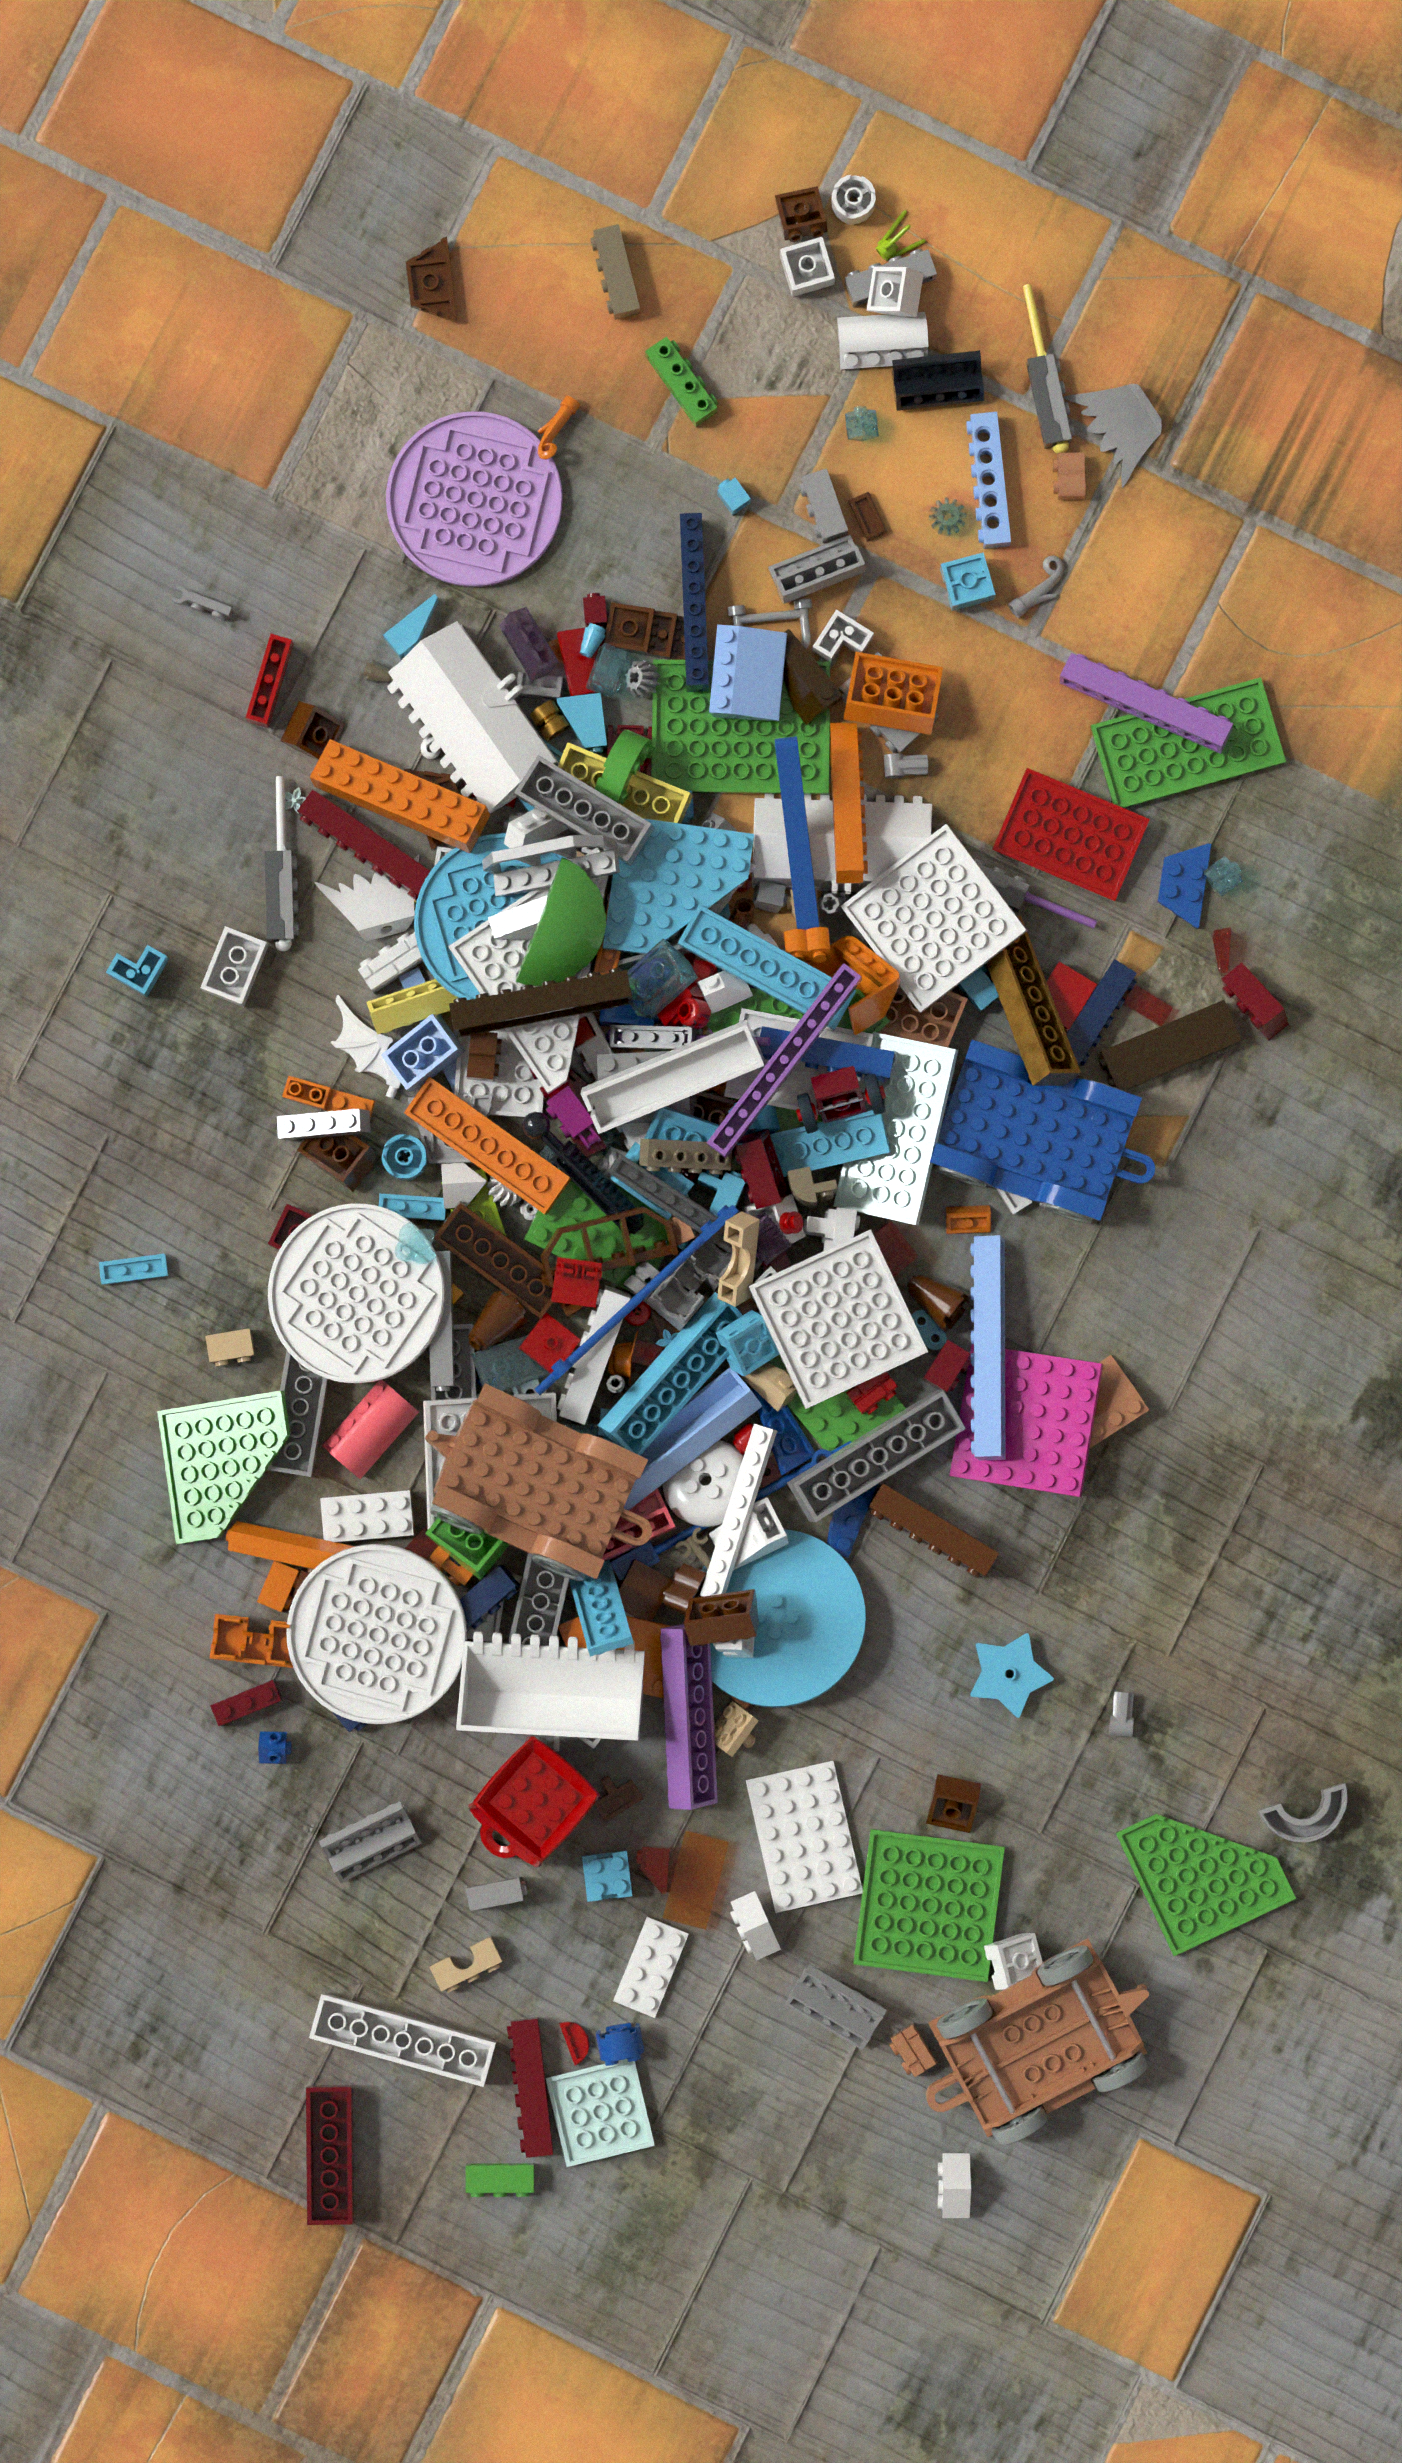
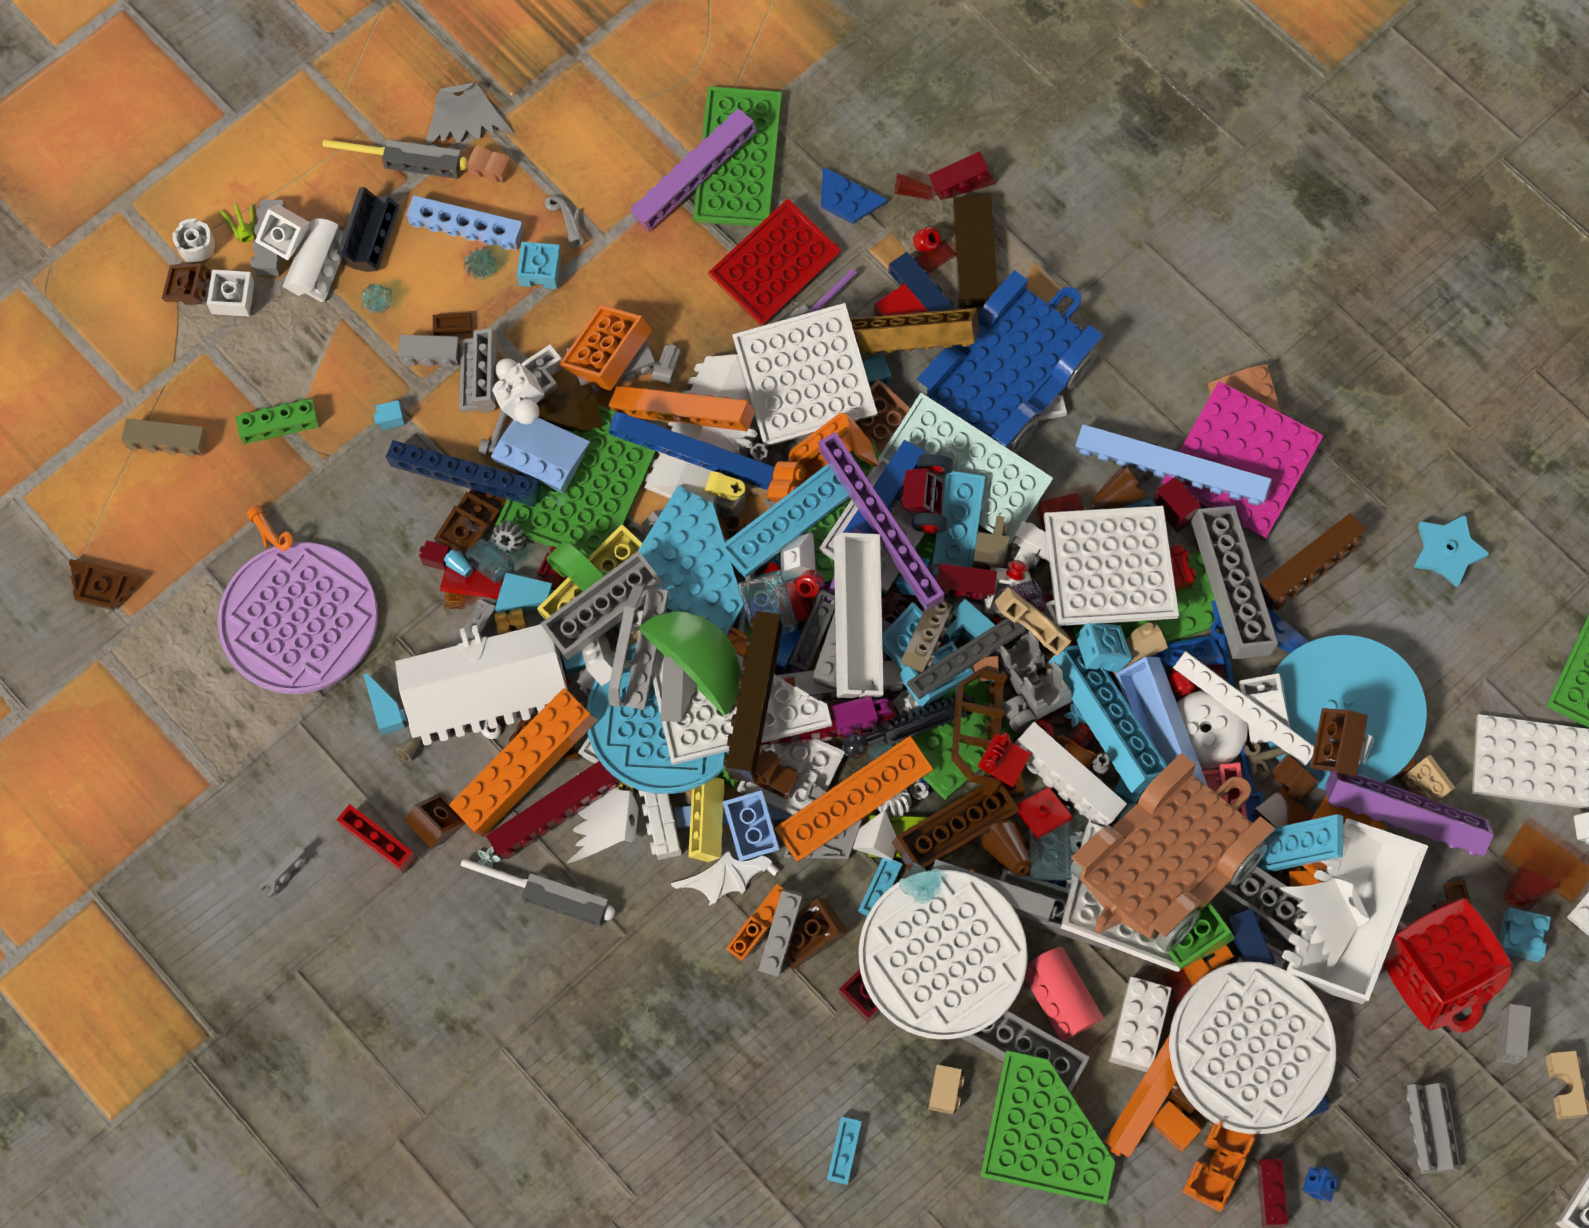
camera: 70 degrees left, 15 degrees down
(139, 976) = (585, 1047): medium azure brick -> none
(234, 966) = (611, 960): white brick -> none
(408, 1145) = (824, 879): medium azure brick -> none
(528, 644) = (439, 615): clear purple brick -> none
(540, 1670) = (1331, 914): none -> white piece
(708, 1231) = (1000, 636): blue bar -> none
(775, 878) = (721, 486): none -> light yellow piece
(799, 622) = (517, 391): none -> white brick
(953, 1803) = (1544, 630): reddish brown slope -> none
(968, 1219) = (1057, 450): orange slope -> none
(1121, 1719) = (1515, 479): light grey piece -> none
(1161, 989) = (926, 240): none -> red head
(1223, 875) = (854, 165): clear light blue brick -> none

